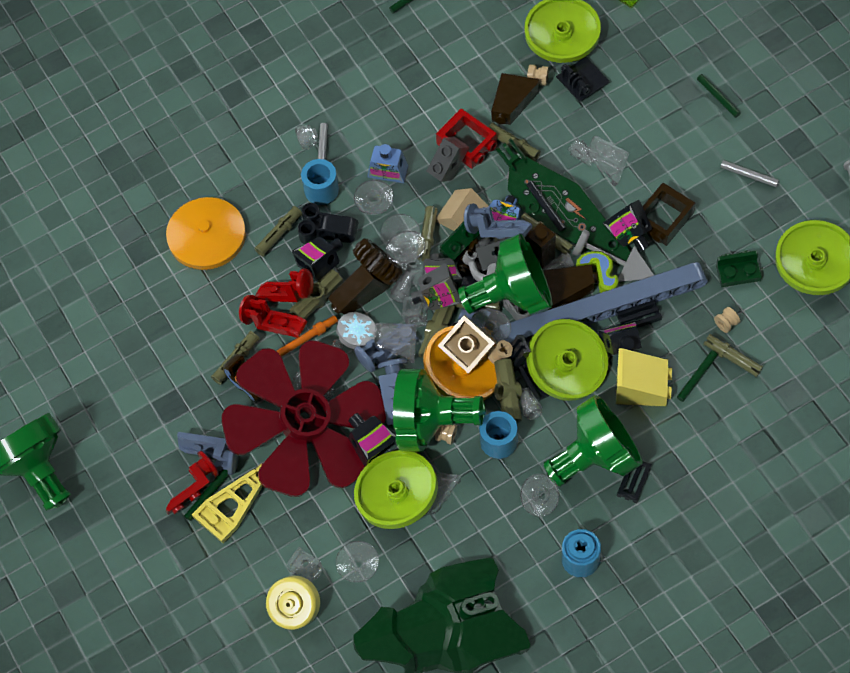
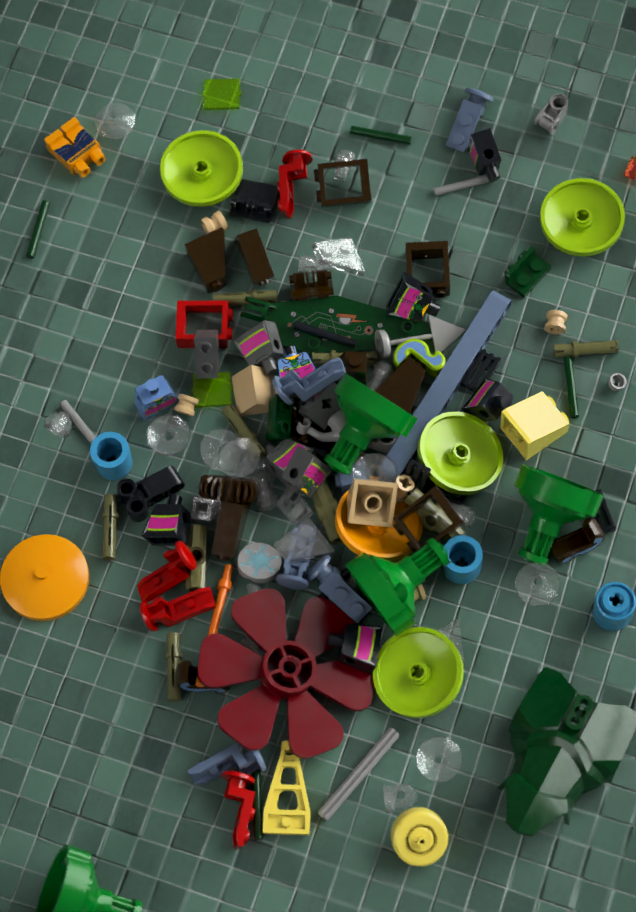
camera: 40 degrees left, 5 degrees up
(293, 528) = (358, 774): none -> light grey axle
(348, 263) = (205, 508): none -> clear brick
(404, 185) = (186, 405): none -> tan wheel
(433, 191) = (212, 391): none -> clear neon green piece
(492, 181) = (261, 346): none -> dark grey torso
(515, 389) = (434, 493): none -> dark brown window
(544, 116) = (254, 257): none -> dark brown slope
(561, 164) = (321, 289): none -> dark brown hinge
(597, 488) = (578, 541): none -> dark brown animal
(630, 76) = (294, 169): none -> red piece
(670, 98) = (342, 173): none -> clear cone
(671, 120) = (364, 178): none -> dark brown window
(731, 392) = (620, 384): none -> light grey hinge
(782, 160) = (485, 154): none -> black torso
(793, 127) = (467, 119): none -> sand blue piece

